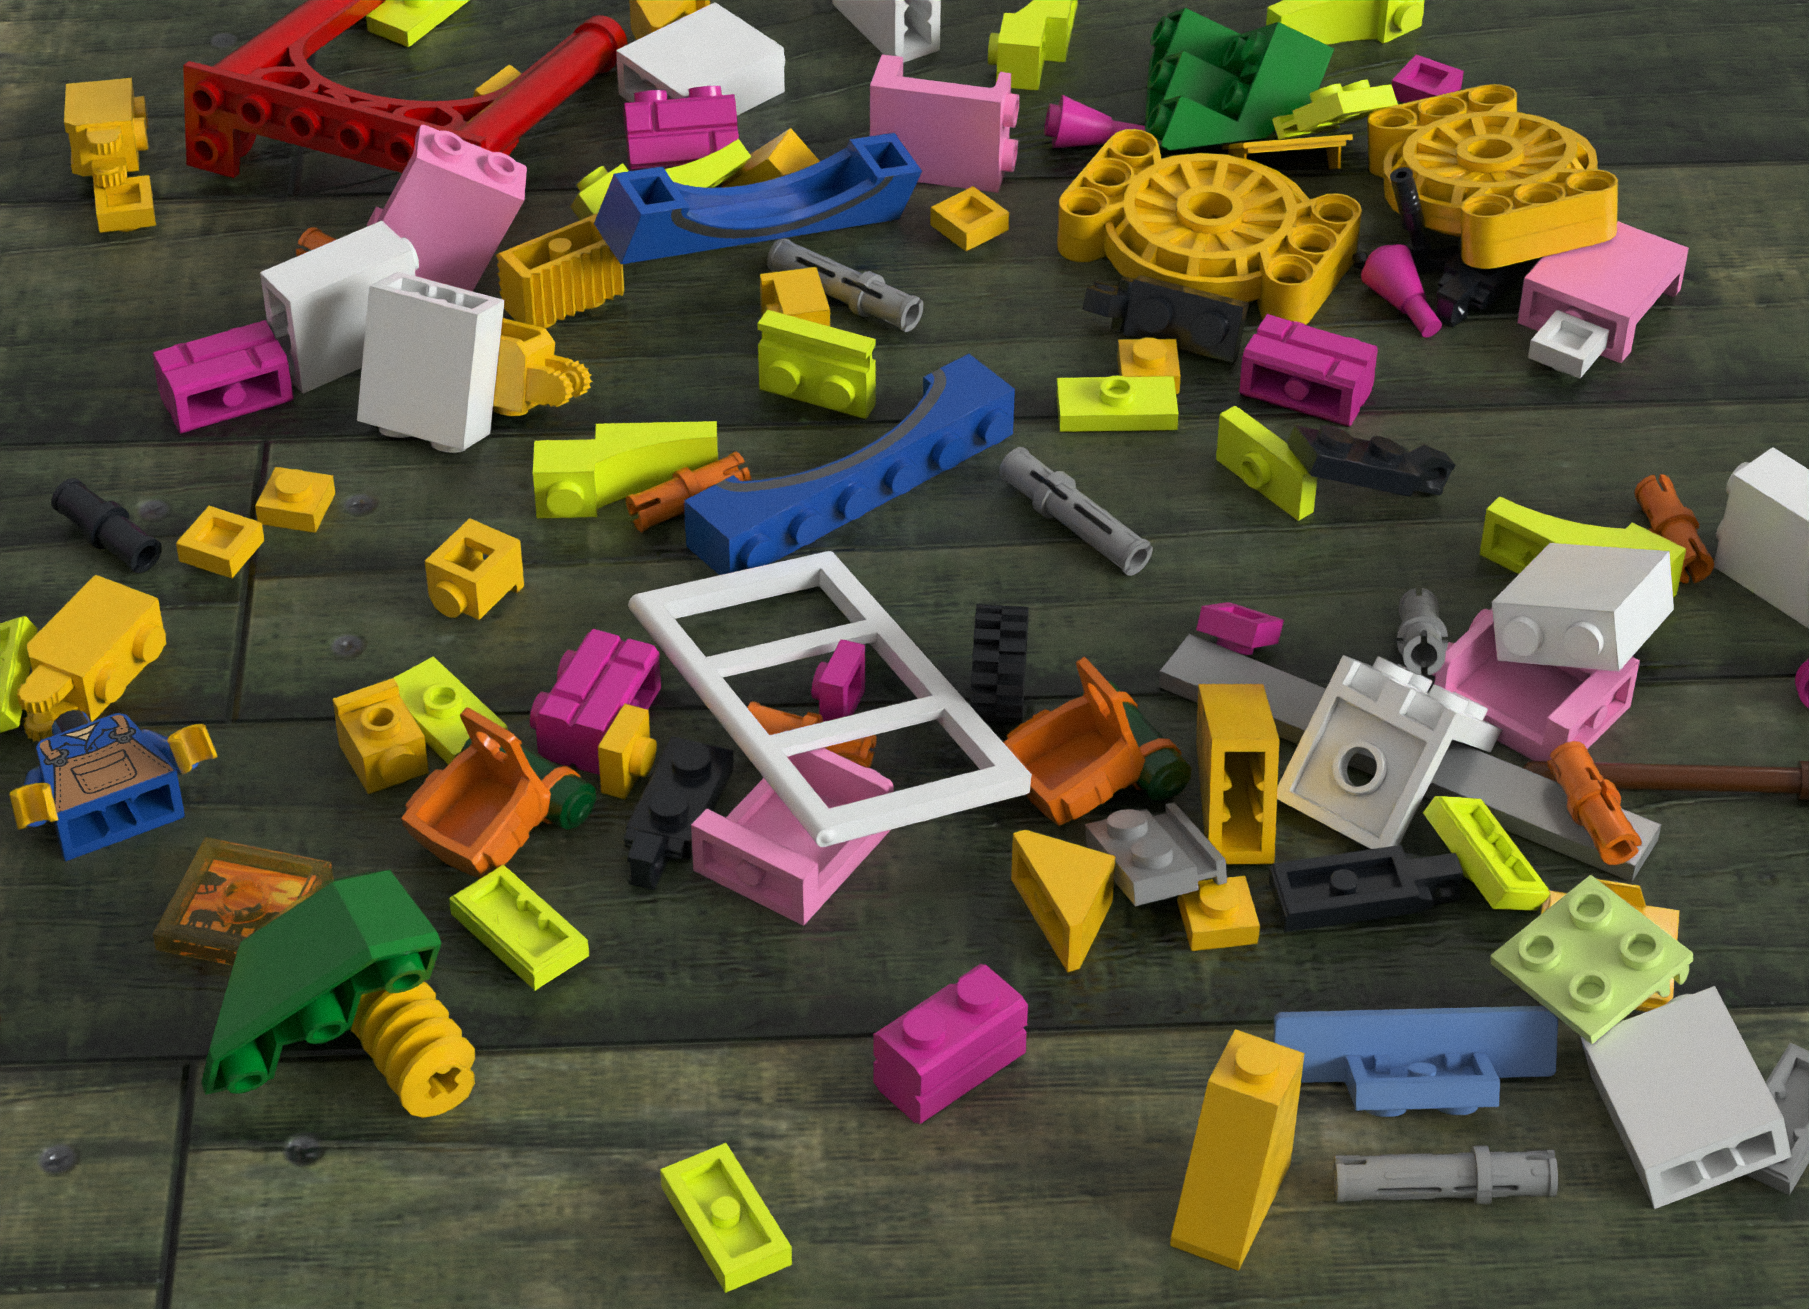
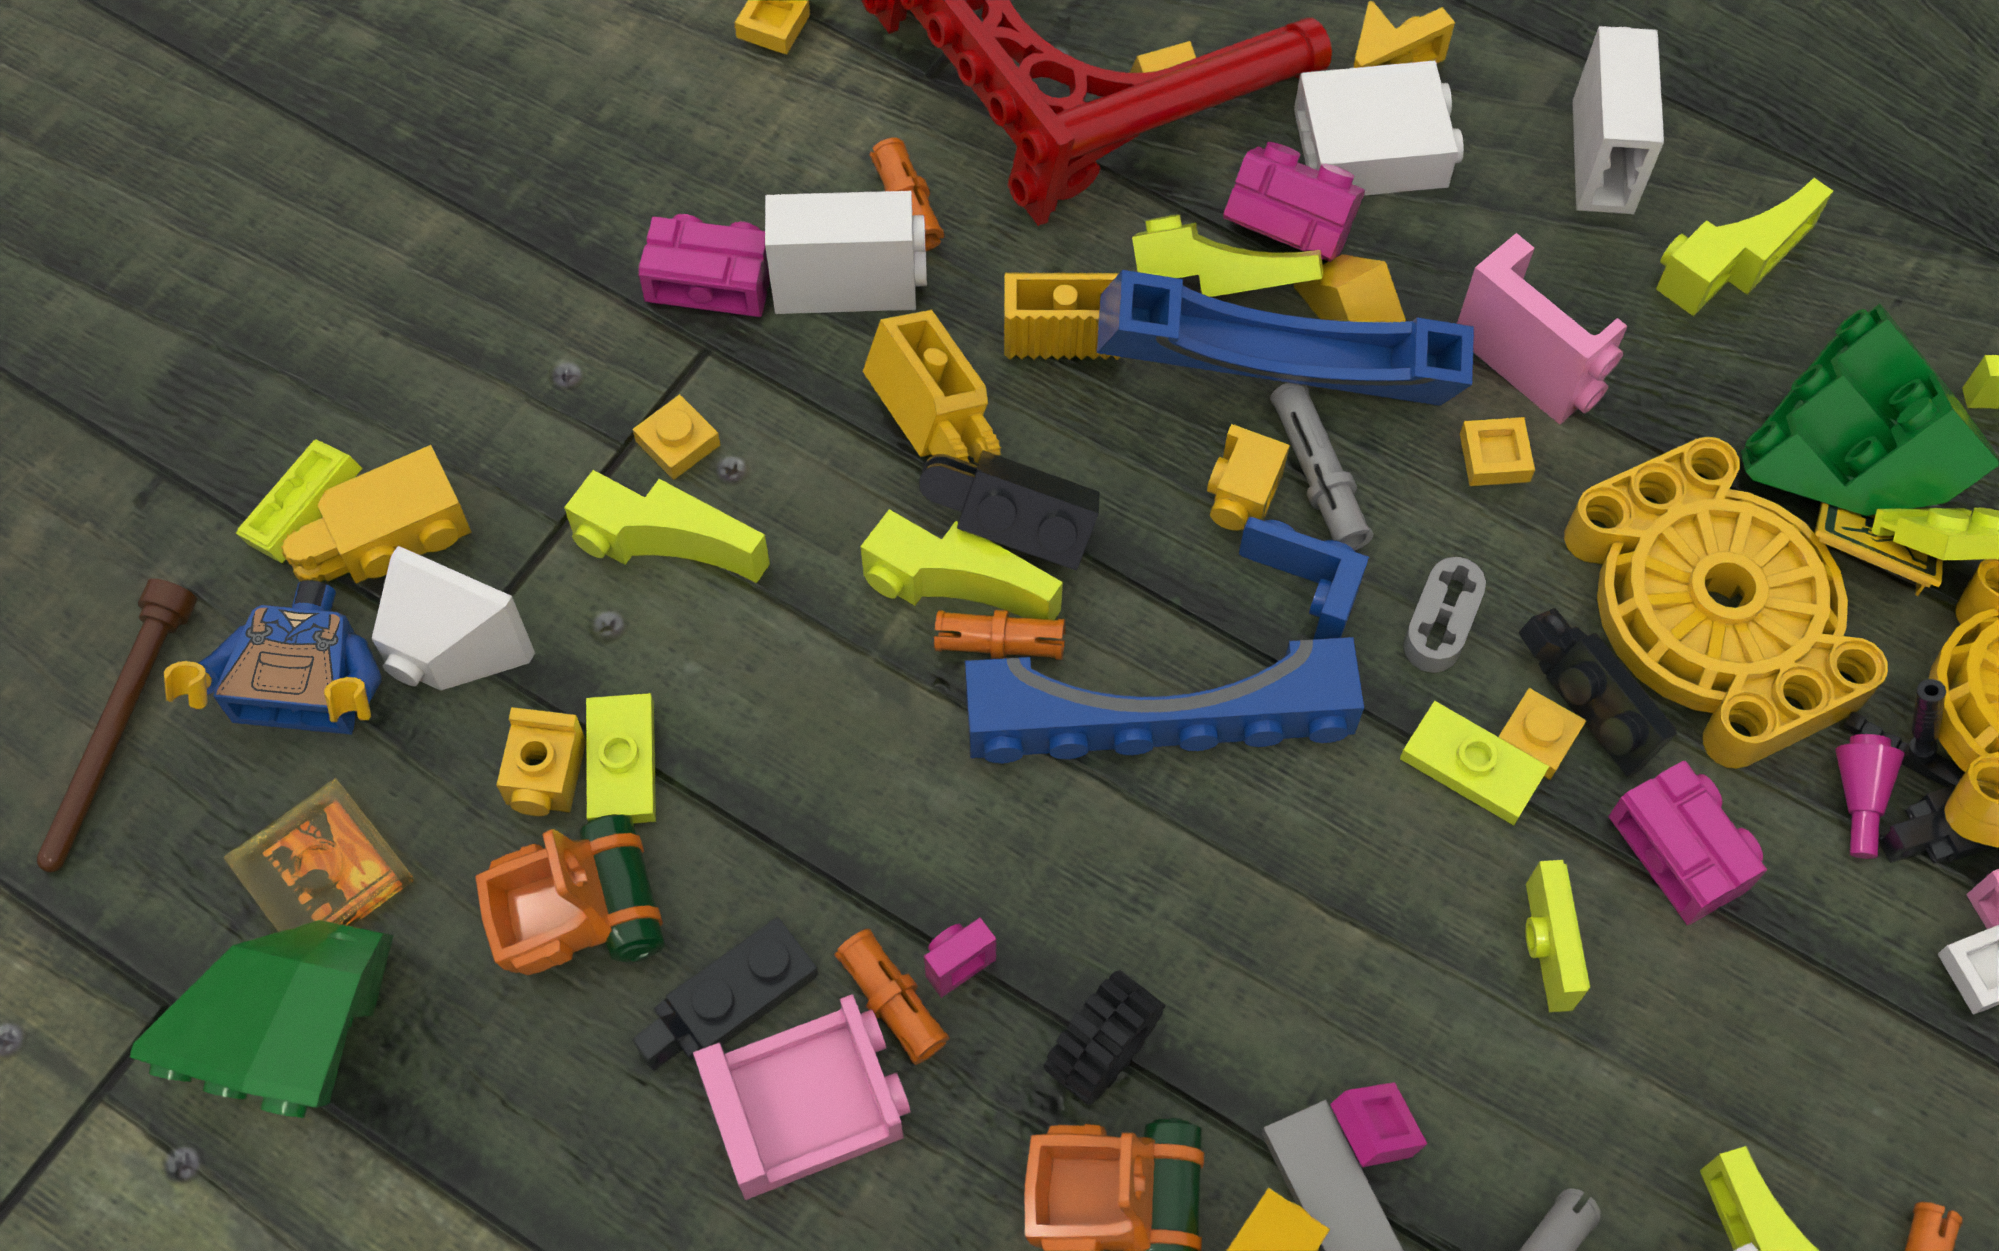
camera: 35 degrees right, 20 degrees up
(106, 525) = (503, 379): black pin -> none
(220, 541) = (575, 451): yellow plate -> none
(227, 670) = (445, 625): none -> white slope
(348, 545) = (664, 523): none -> neon yellow slope
(416, 1049) = (311, 1144): yellow piece -> none
(430, 361) = (859, 366): white brick -> none
(454, 206) = (992, 199): bright pink panel -> none
(466, 582) = (745, 620): yellow brick -> none
(519, 927) = (499, 1050): neon yellow plate -> none
(590, 695) = (740, 836): dark pink brick -> none
(626, 751) = (723, 912): yellow plate -> none
(636, 391) = (1014, 505): none -> black brick
(817, 364) = (1212, 558): neon yellow plate -> none
(904, 335) = (1325, 562): none -> blue bracket
(1000, 771) = (1022, 1051): white door -> none
(1026, 328) = (1432, 610): none -> light grey beam
(1057, 497) = (1327, 849): light grey pin -> none
(1079, 125) = (1692, 392): dark pink cone -> none
(1372, 463) = (1648, 1010): black hinge -> none

